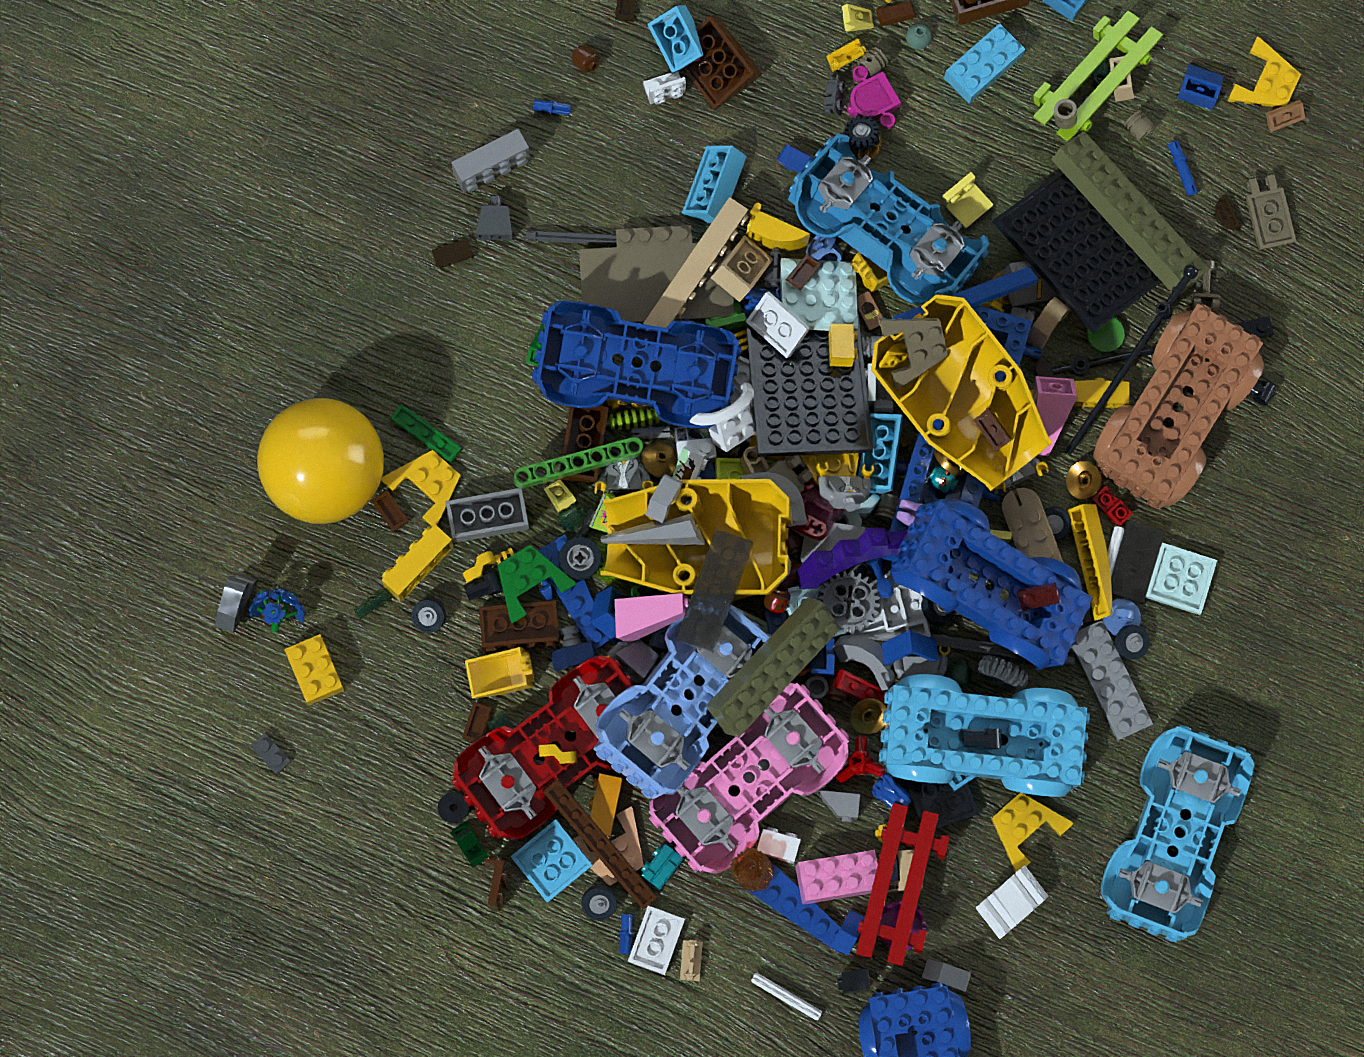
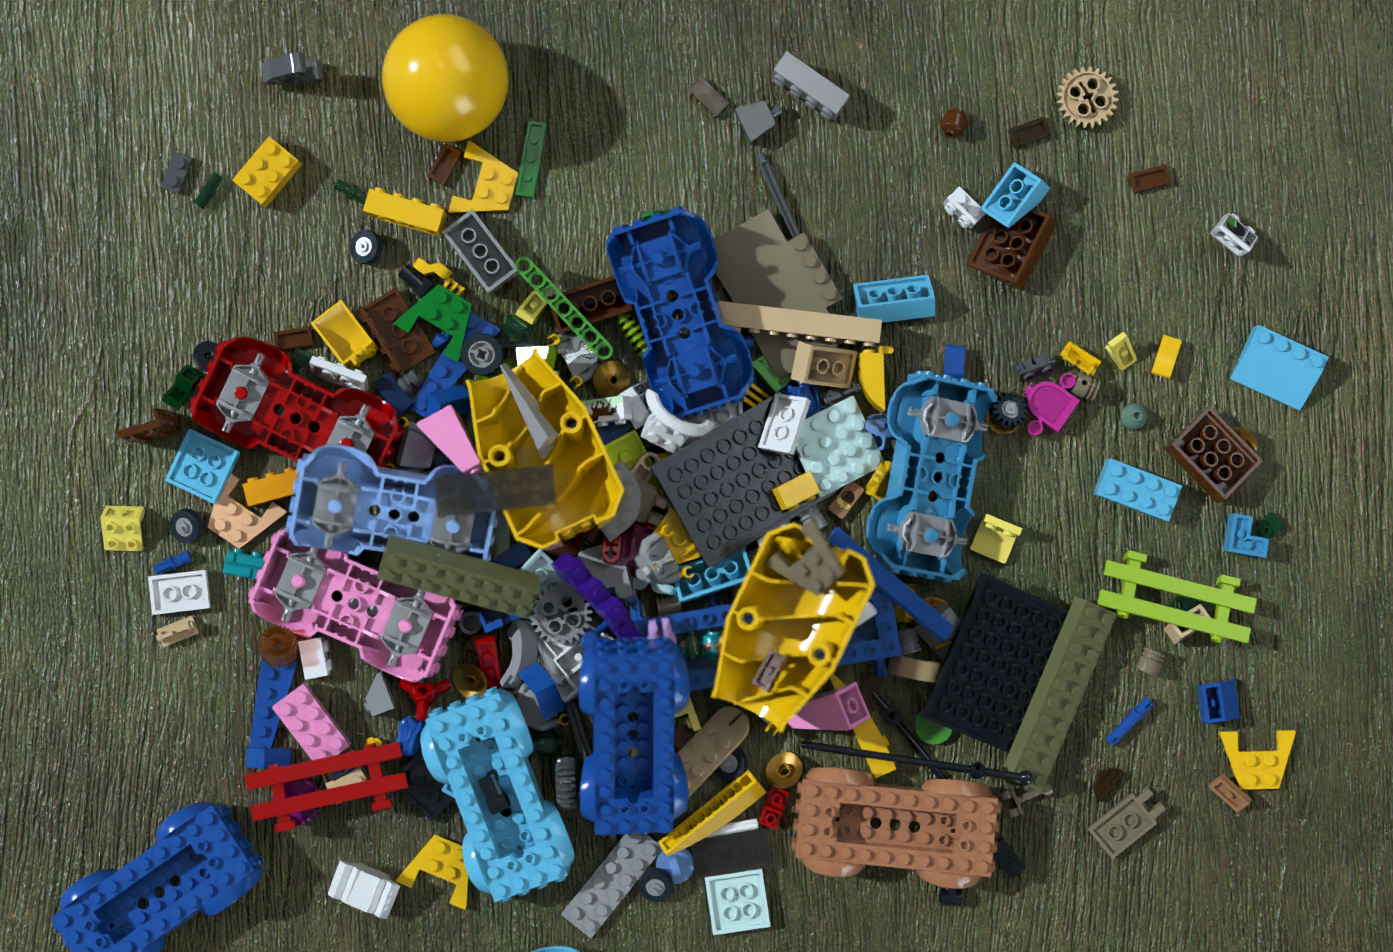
camera: 65 degrees right, 10 degrees up
(274, 613) = (291, 111): blue plant -> none
(302, 732) = (208, 190): none -> clear green axle
(532, 694) = (338, 374): none -> white plate
(551, 107) = (892, 115): blue axle -> none
(553, 750) = (287, 428): yellow piece -> none
(571, 963) = (122, 528): none -> light yellow bracket
(599, 843) = (234, 500): reddish brown tile -> none
(651, 432) = (631, 358): light grey pin -> none
(663, 497) = (559, 401): light grey slope -> none
(778, 600) = (526, 552): reddish brown head -> none
(786, 996) = (187, 730): white axle -> none
(803, 272) = (847, 422): reddish brown tile -> none
(854, 982) = (224, 784): black slope -> none
(896, 13) = (1146, 384): reddish brown tile -> none
(934, 493) = (691, 645): none -> clear green head
(946, 974) = (273, 861): light grey slope -> none
(1039, 596) = (644, 784): clear red plate -> none
(1065, 114) = (1121, 589): dark tan piece -> none

